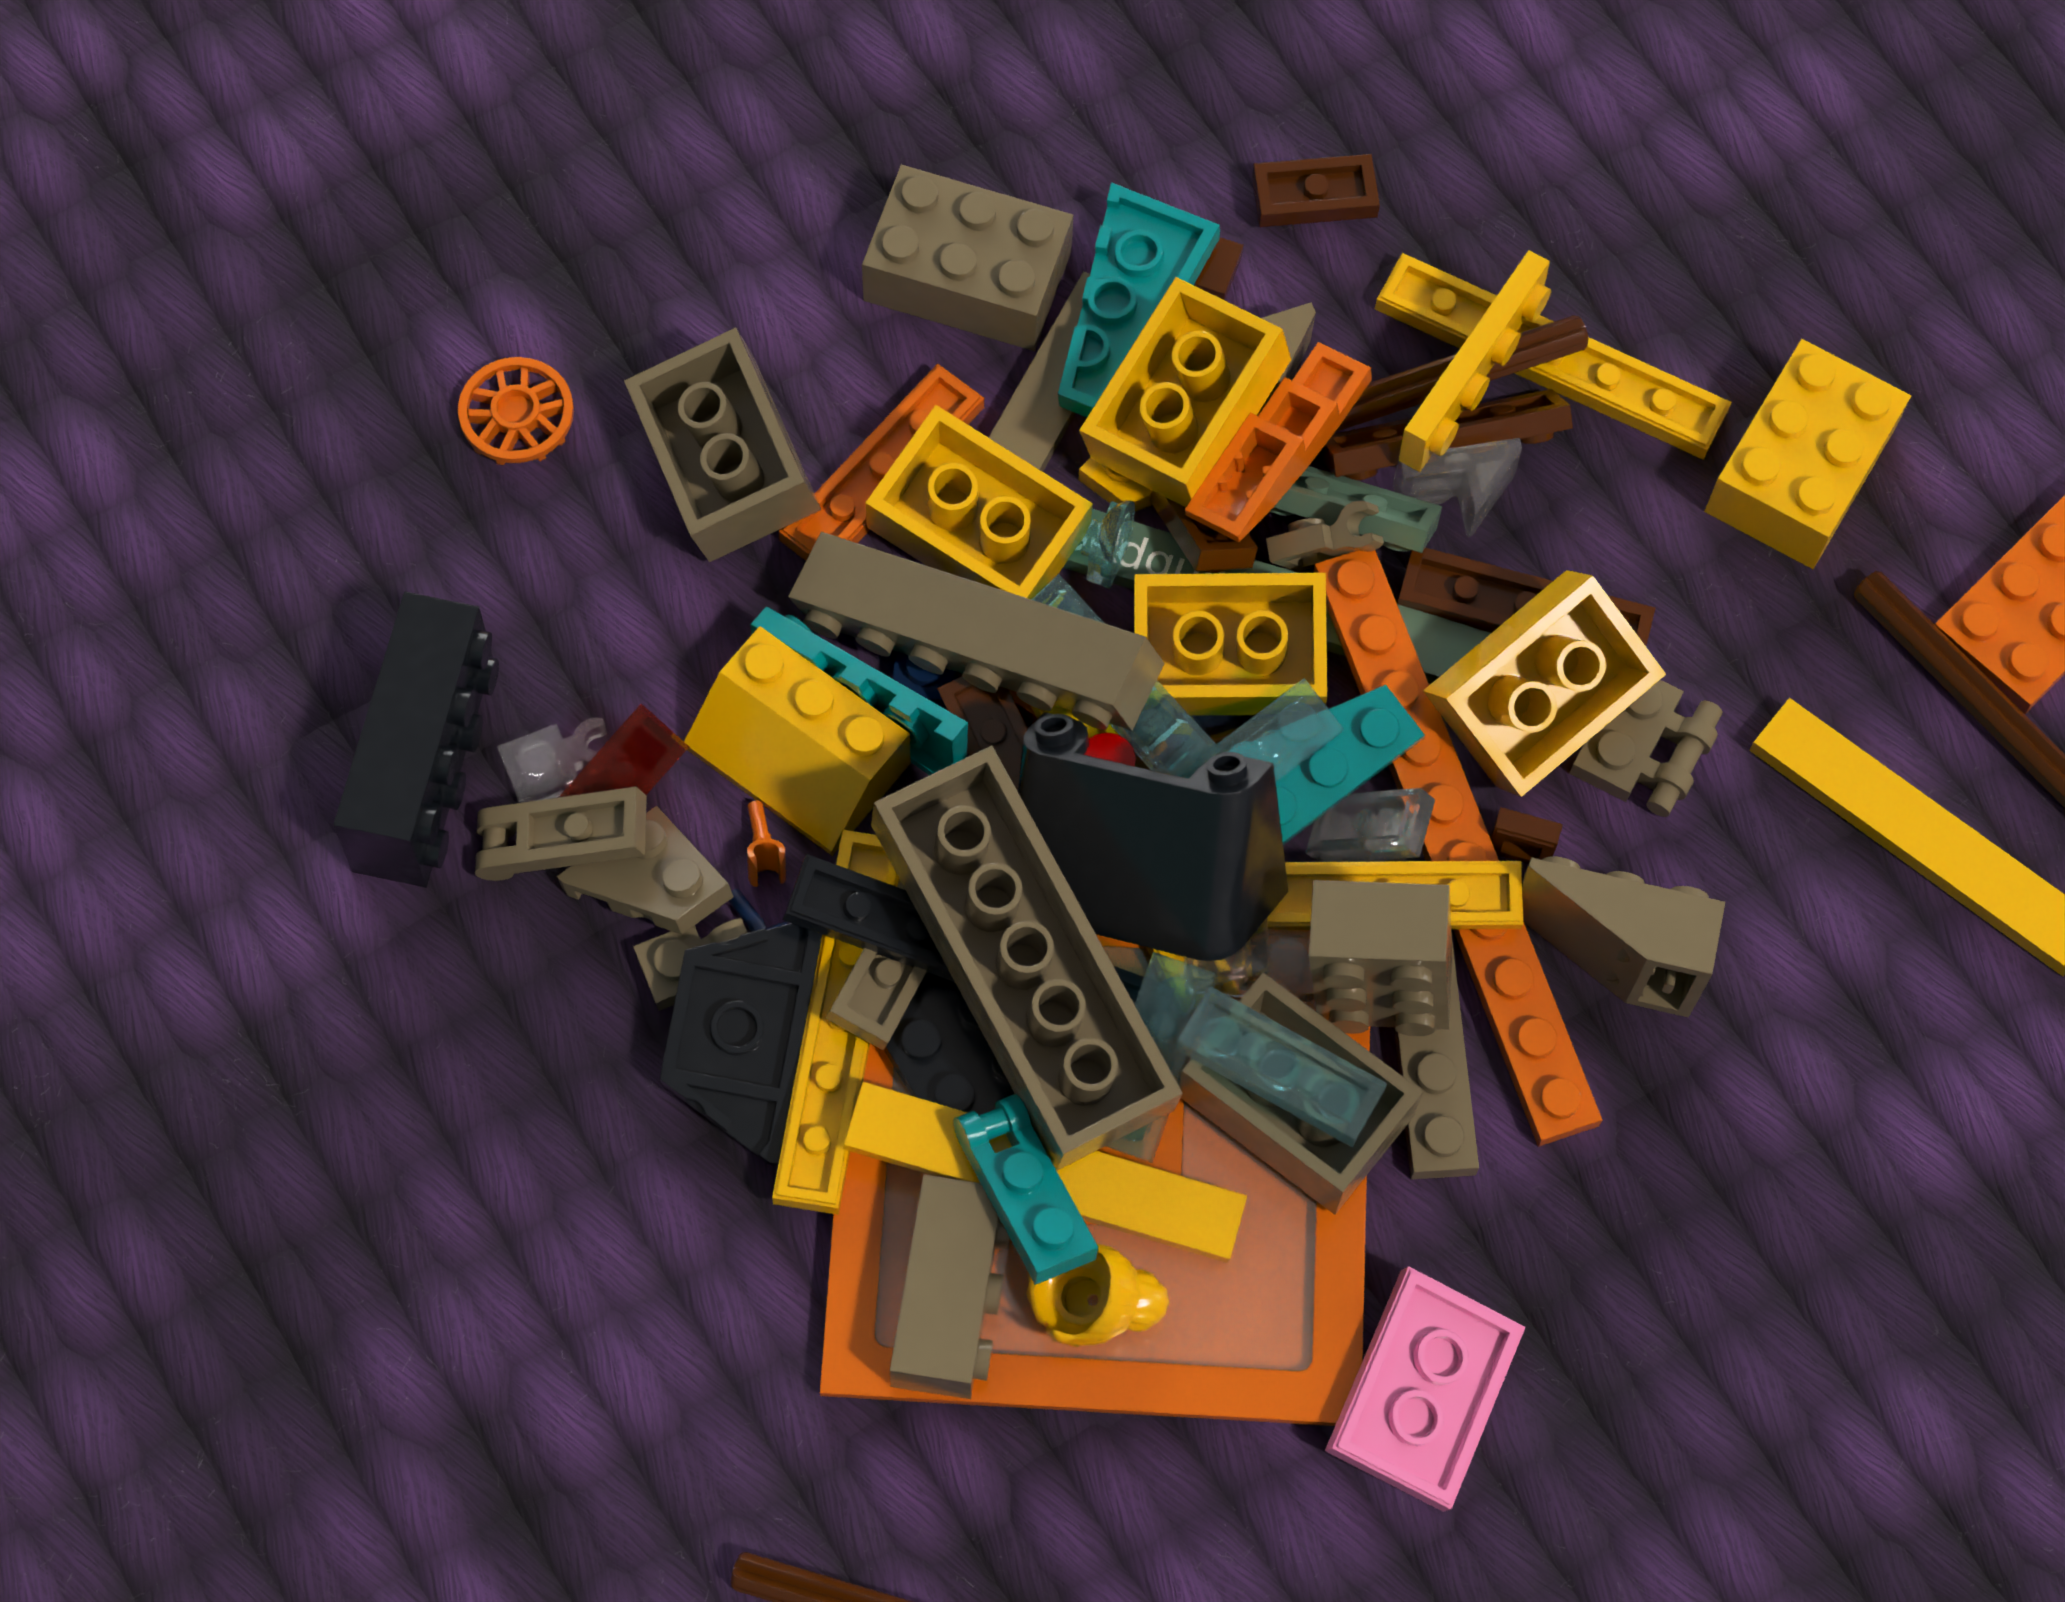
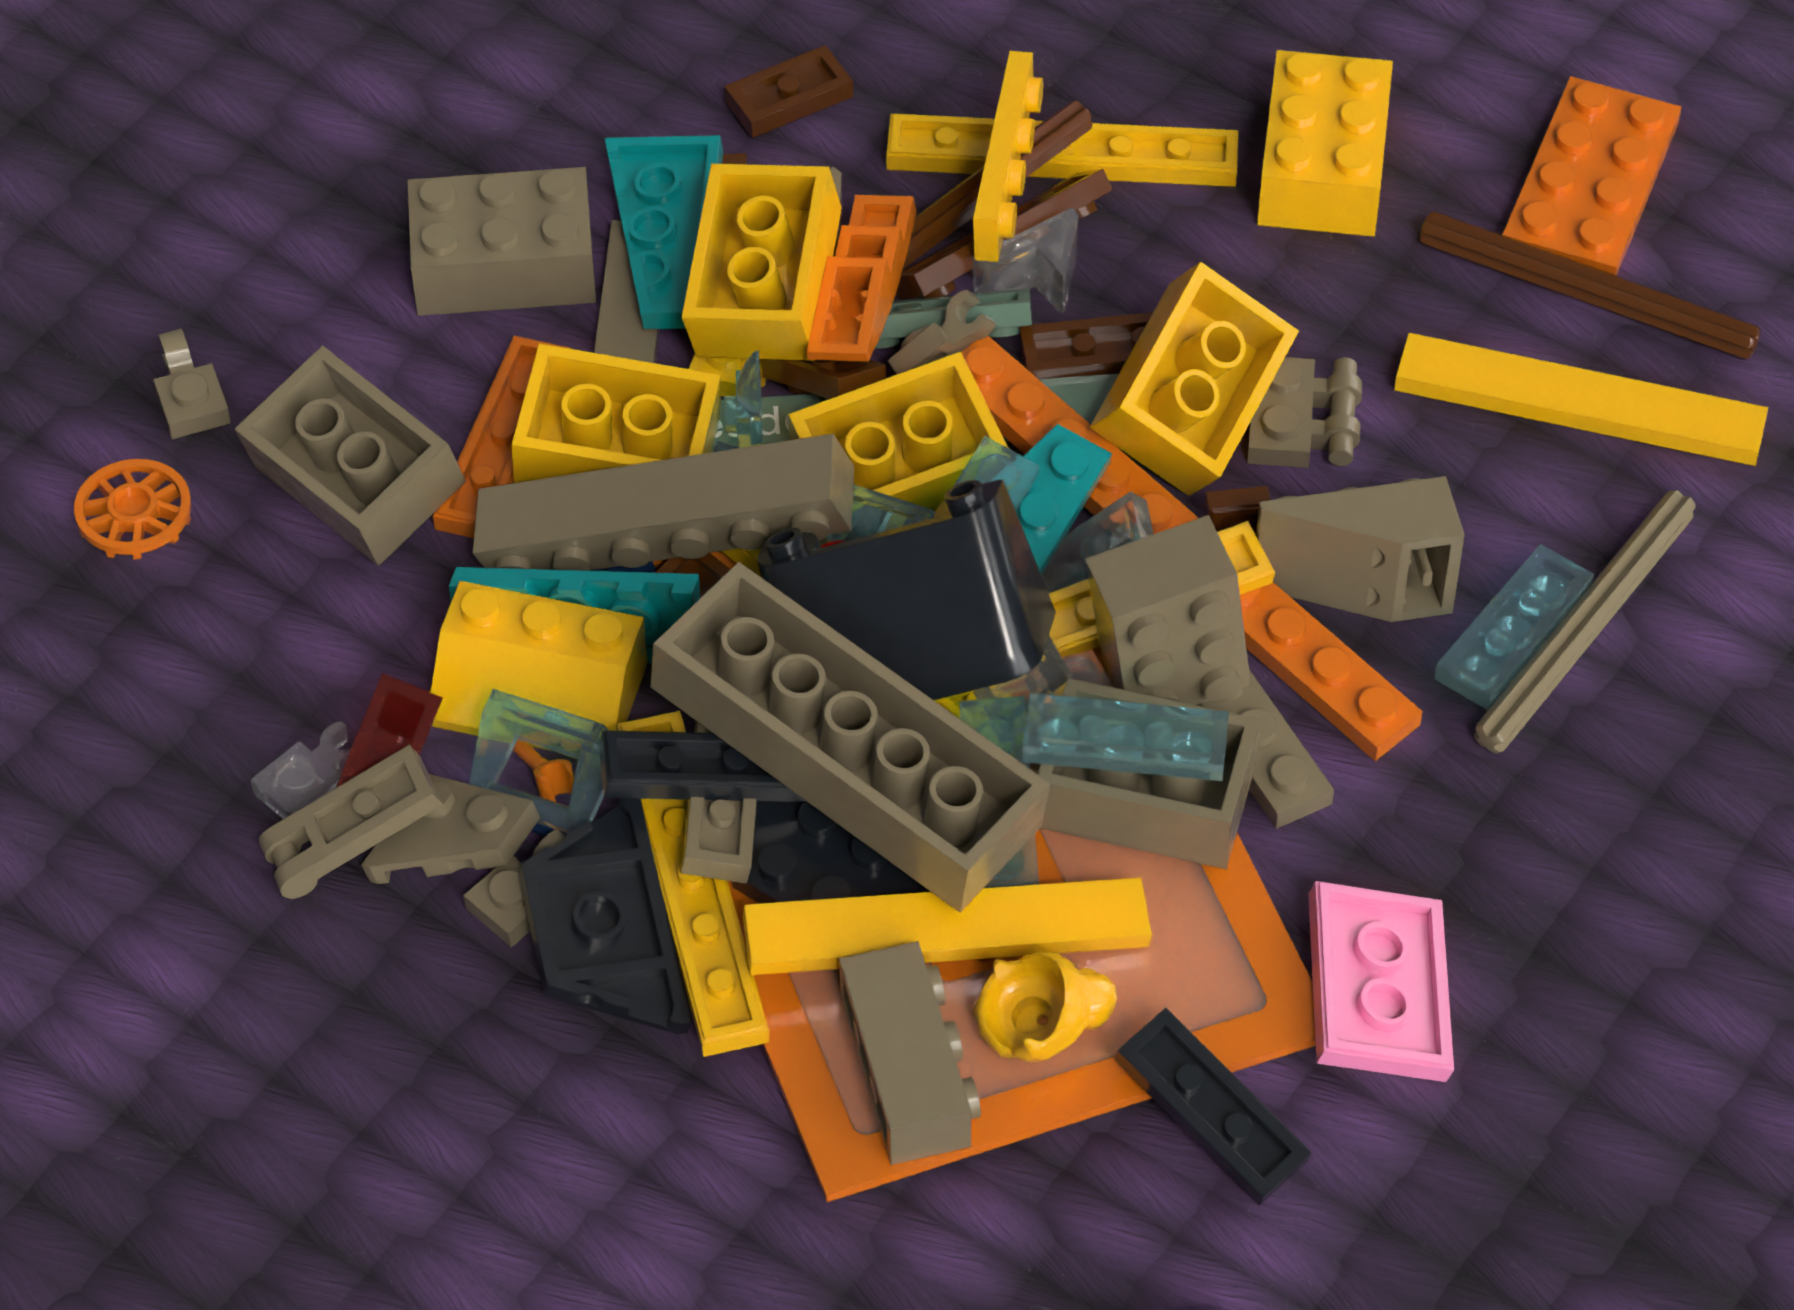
camera: 20 degrees left, 15 degrees down
(416, 740) = (178, 790): black brick -> none
(616, 310) = (188, 395): none -> dark tan plate
(731, 794) = (515, 718): none -> clear light blue tile
(1026, 1190) = (941, 930): teal plate -> none
(1205, 1457) = (1212, 1106): none -> black plate
(1735, 1063) = (1513, 626): none -> clear light blue plate
(1809, 1083) = (1584, 622): none -> dark tan axle

